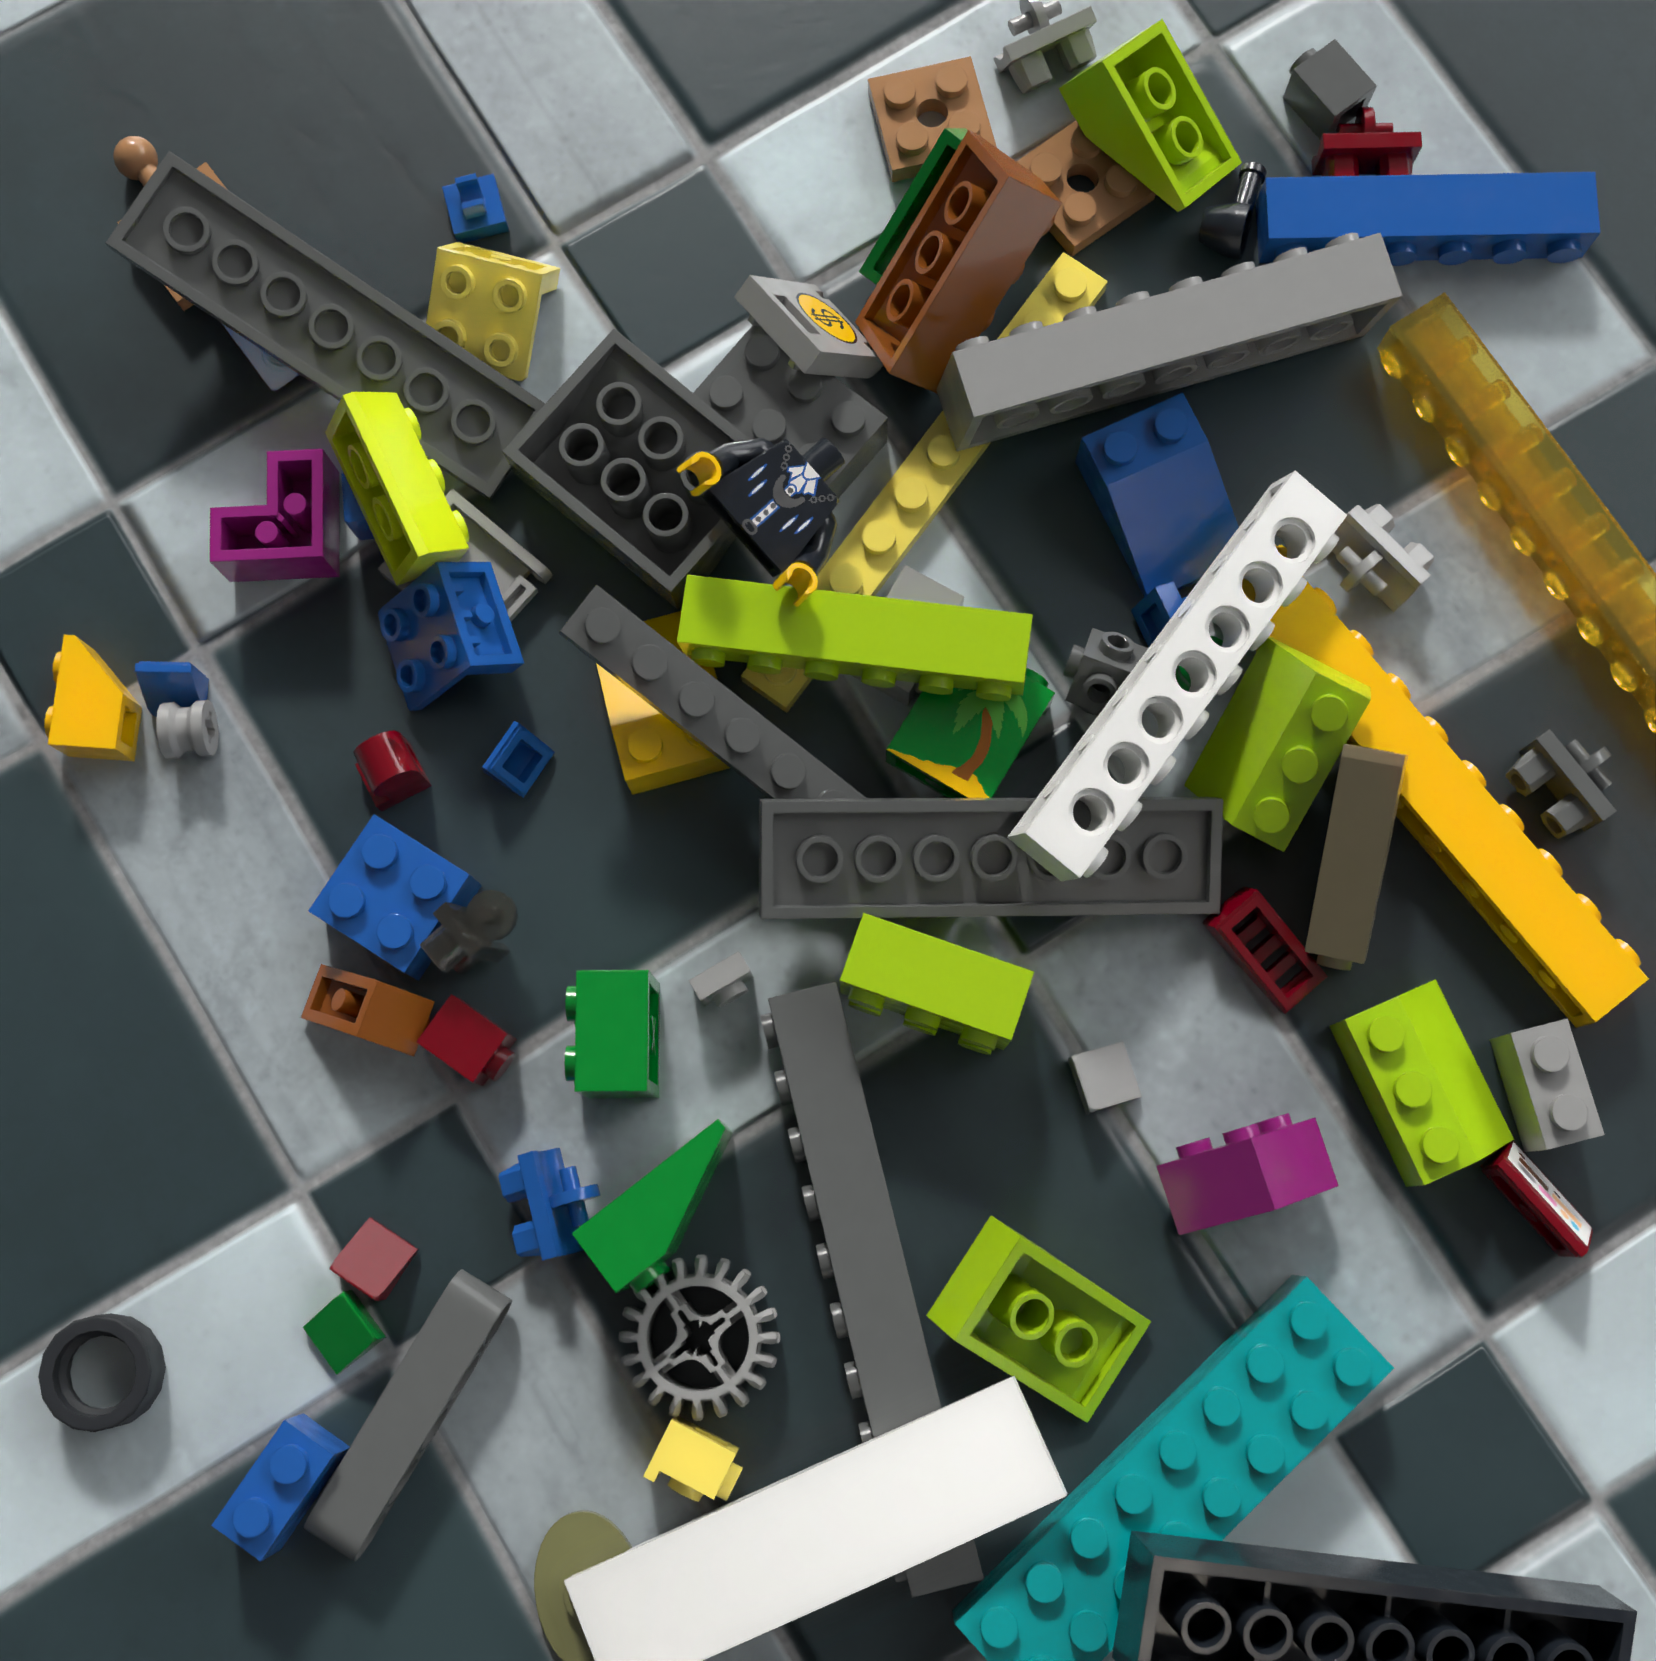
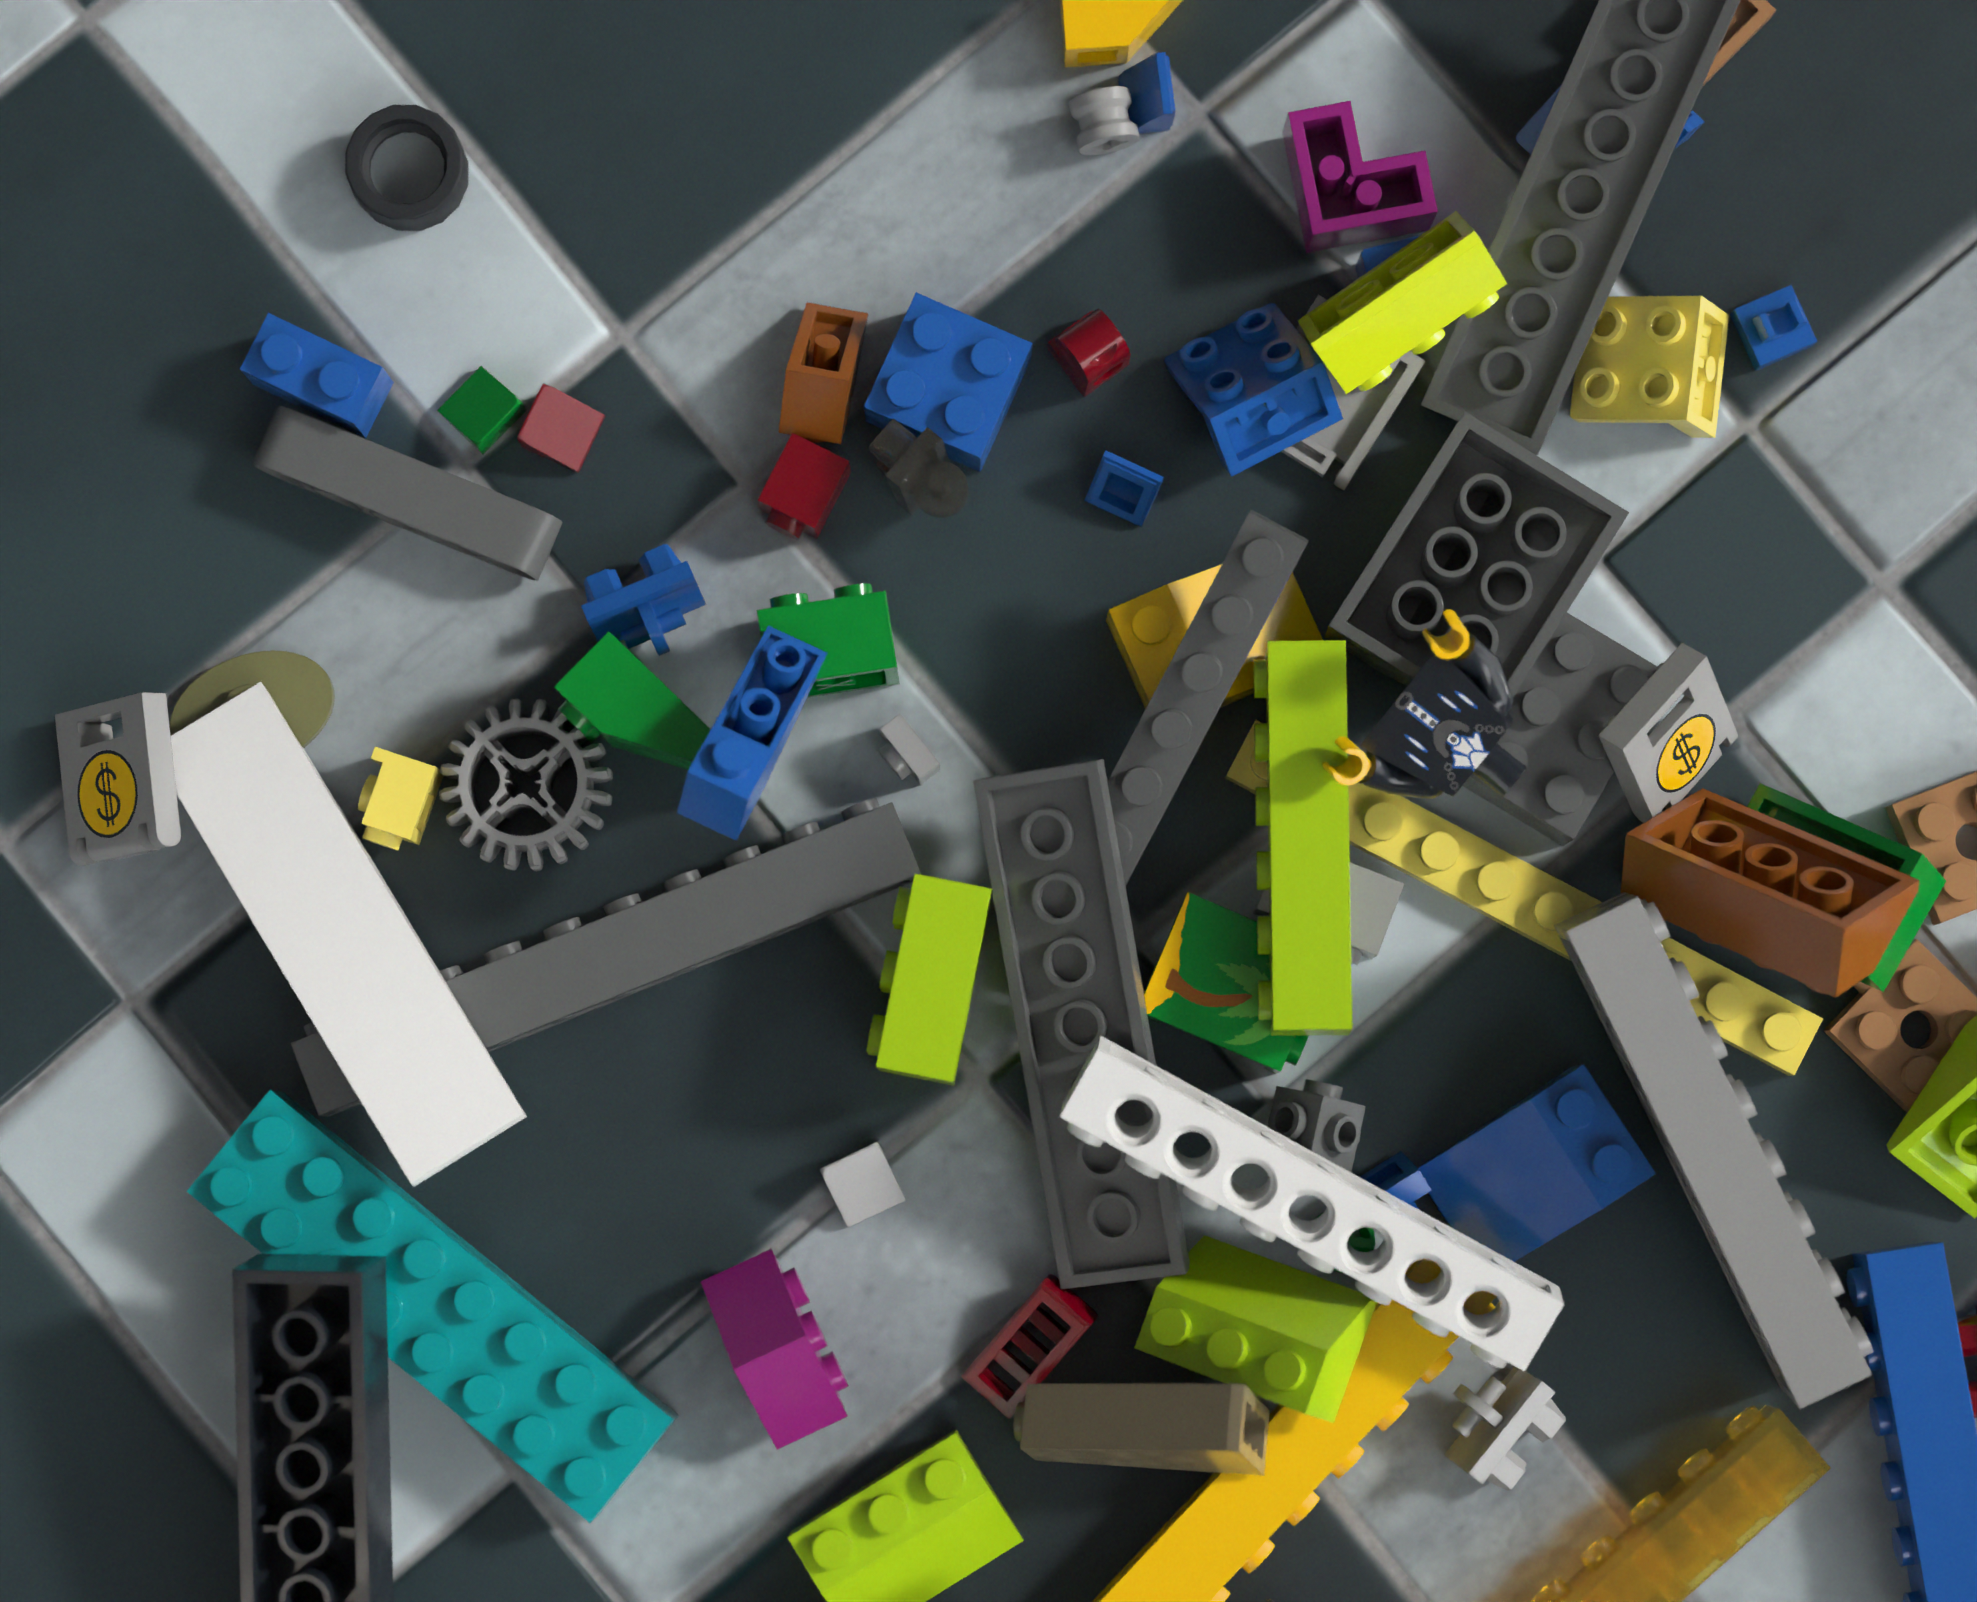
camera: 75 degrees right, 5 degrees up
(689, 1110) = (750, 733): none -> blue slope
(1038, 1319) = (592, 1142): lime slope -> none
(1228, 225) = (1885, 1211): black bar -> none

